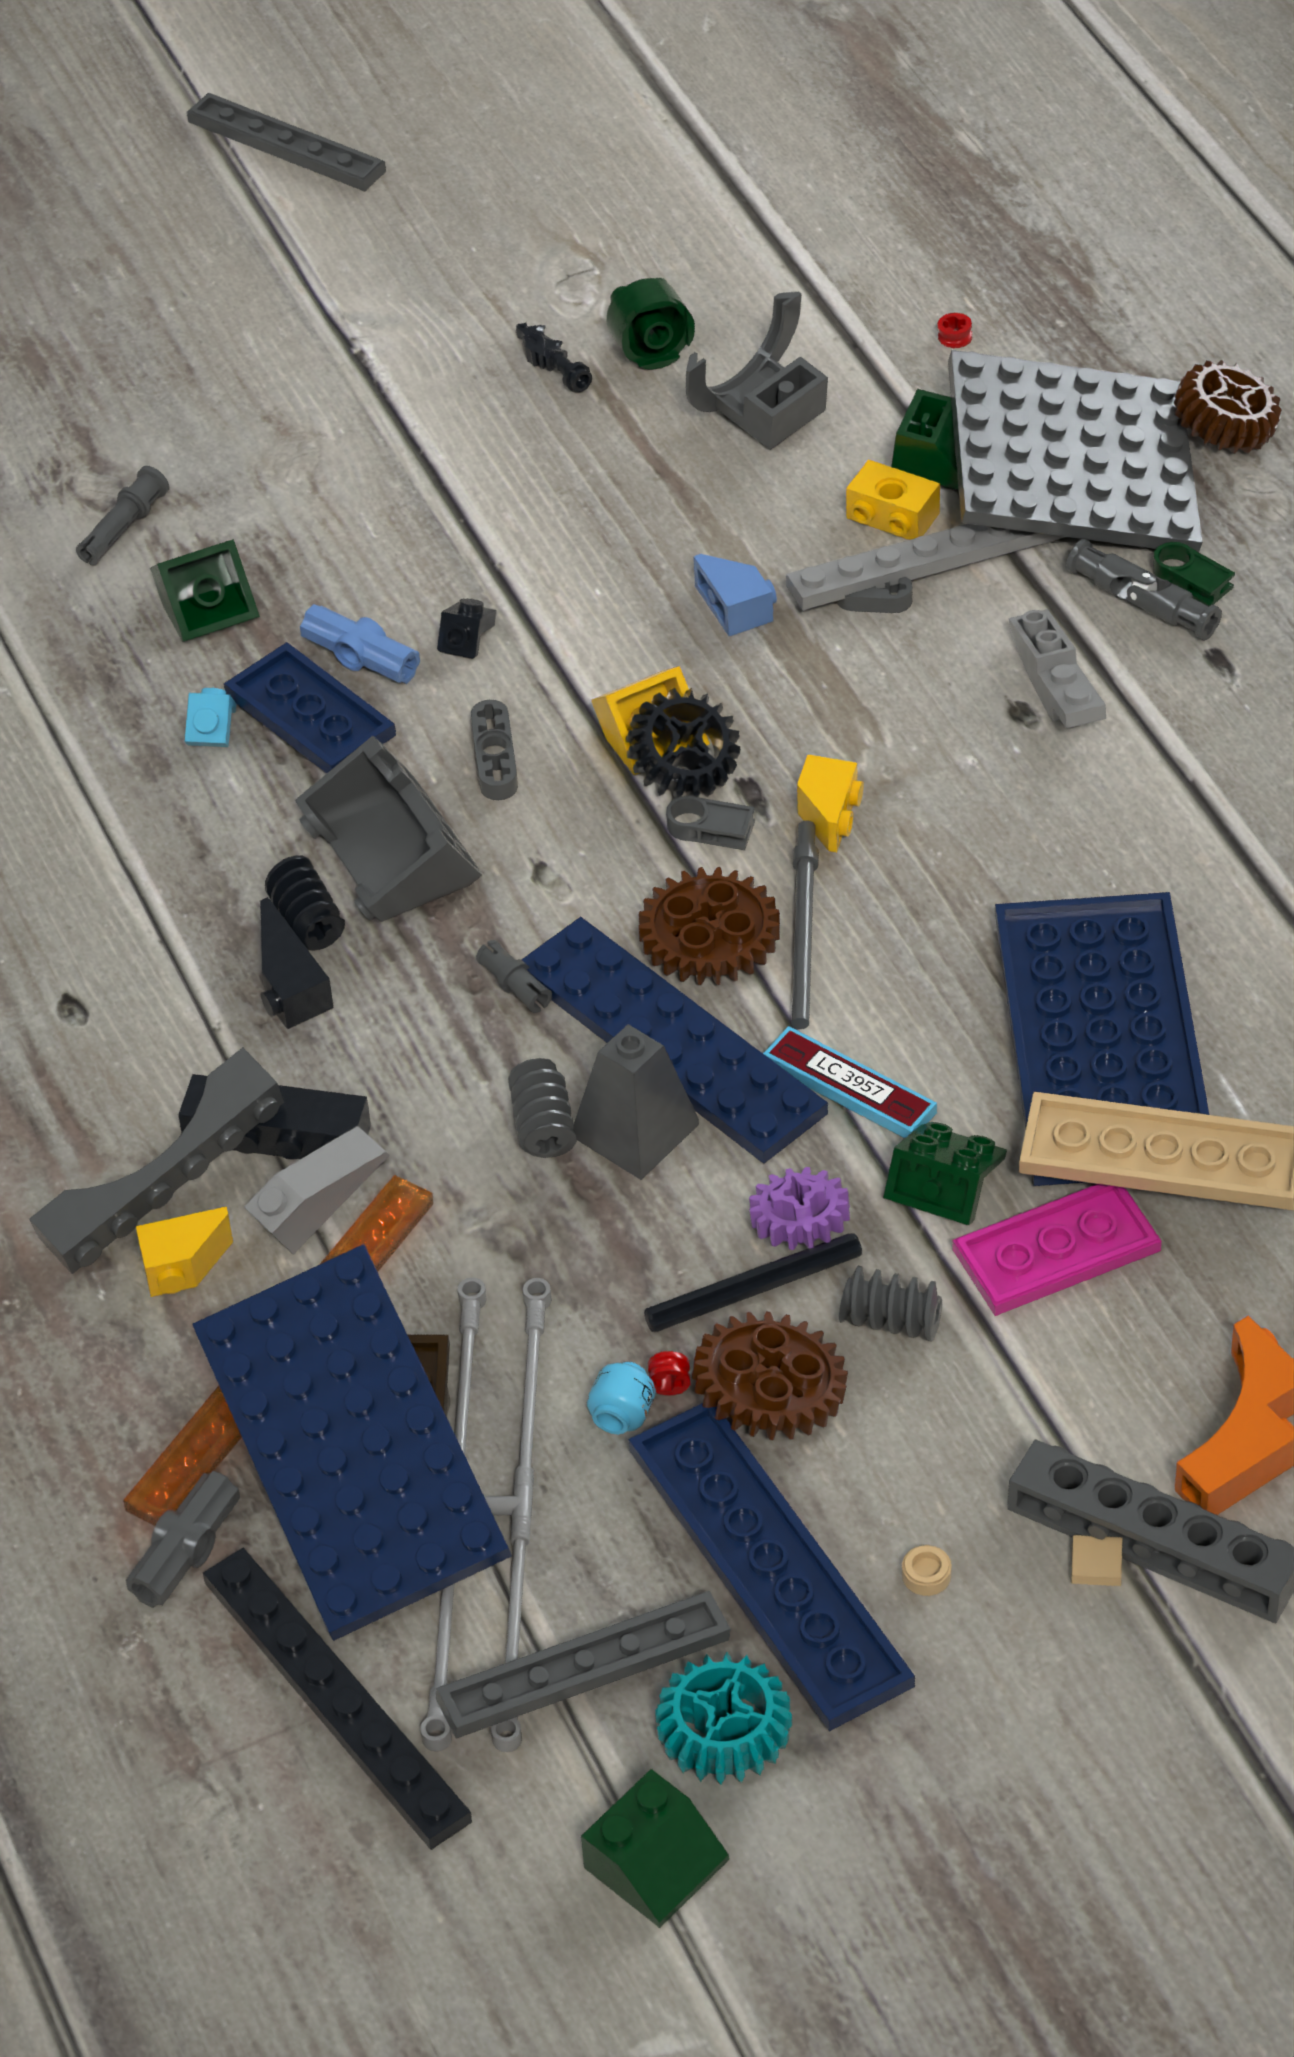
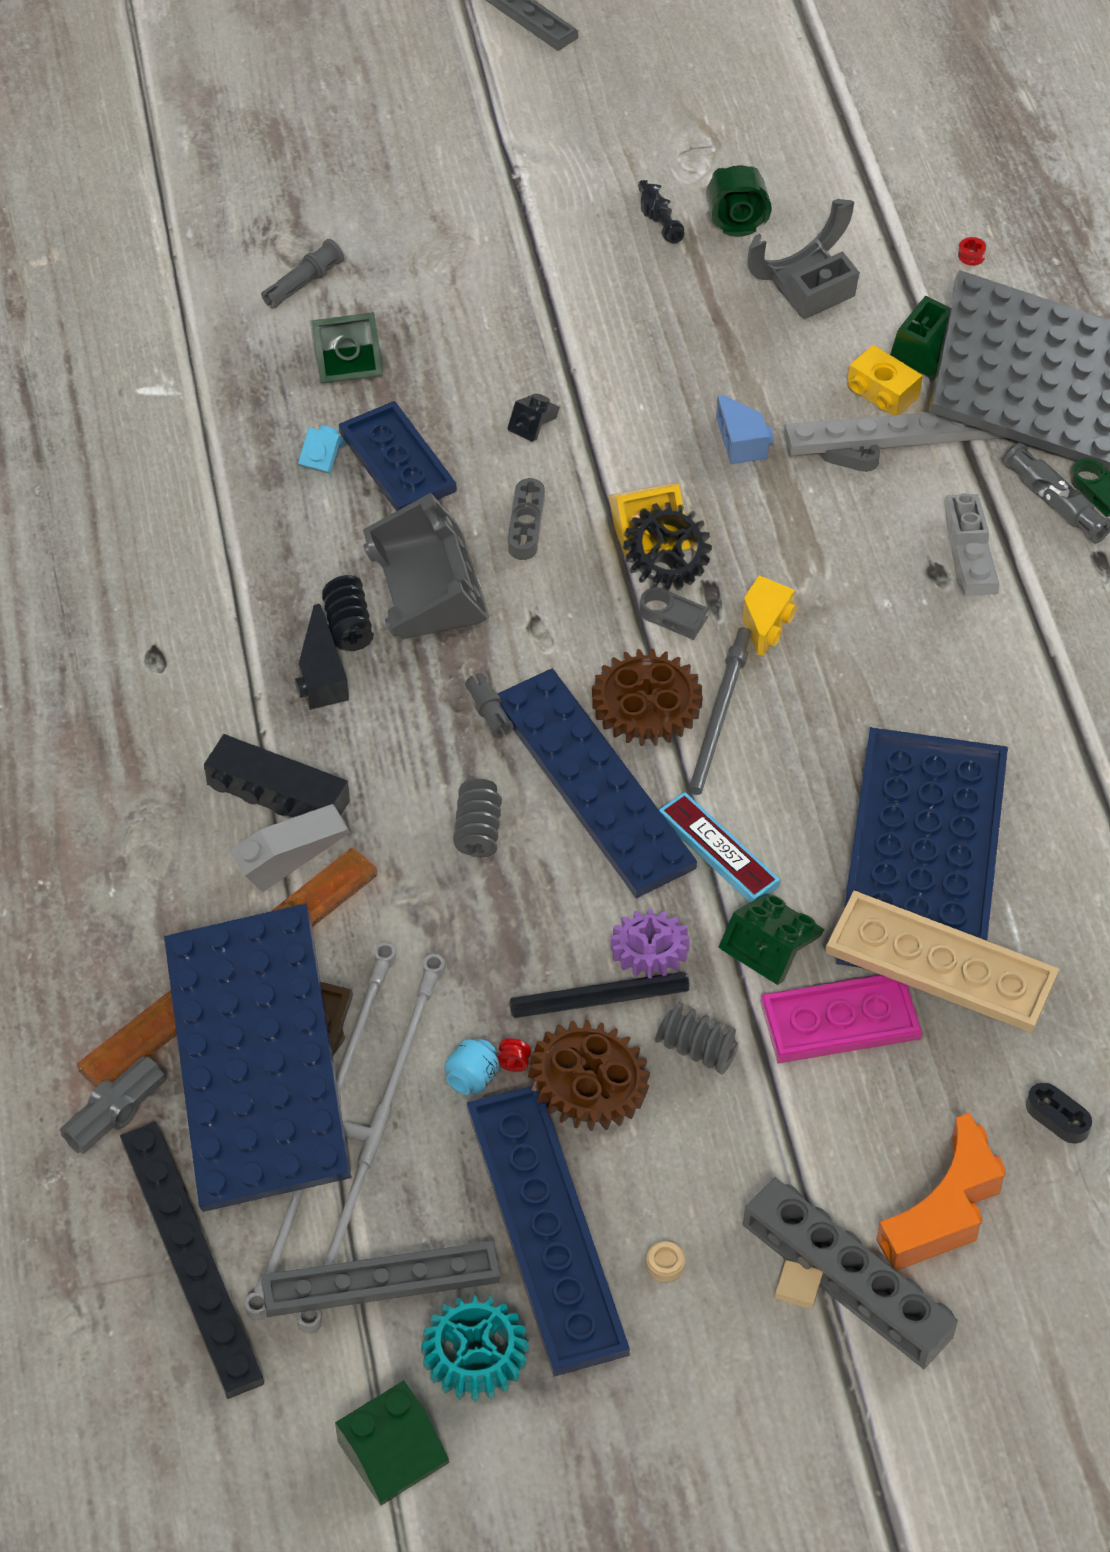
camera: 10 degrees right, 5 degrees up
(89, 1219) = (113, 833): dark grey arch -> none
(183, 1249) = (179, 871): yellow slope -> none
(360, 644) = (449, 413): medium blue piece -> none
(634, 1104) = (544, 834): dark grey slope -> none

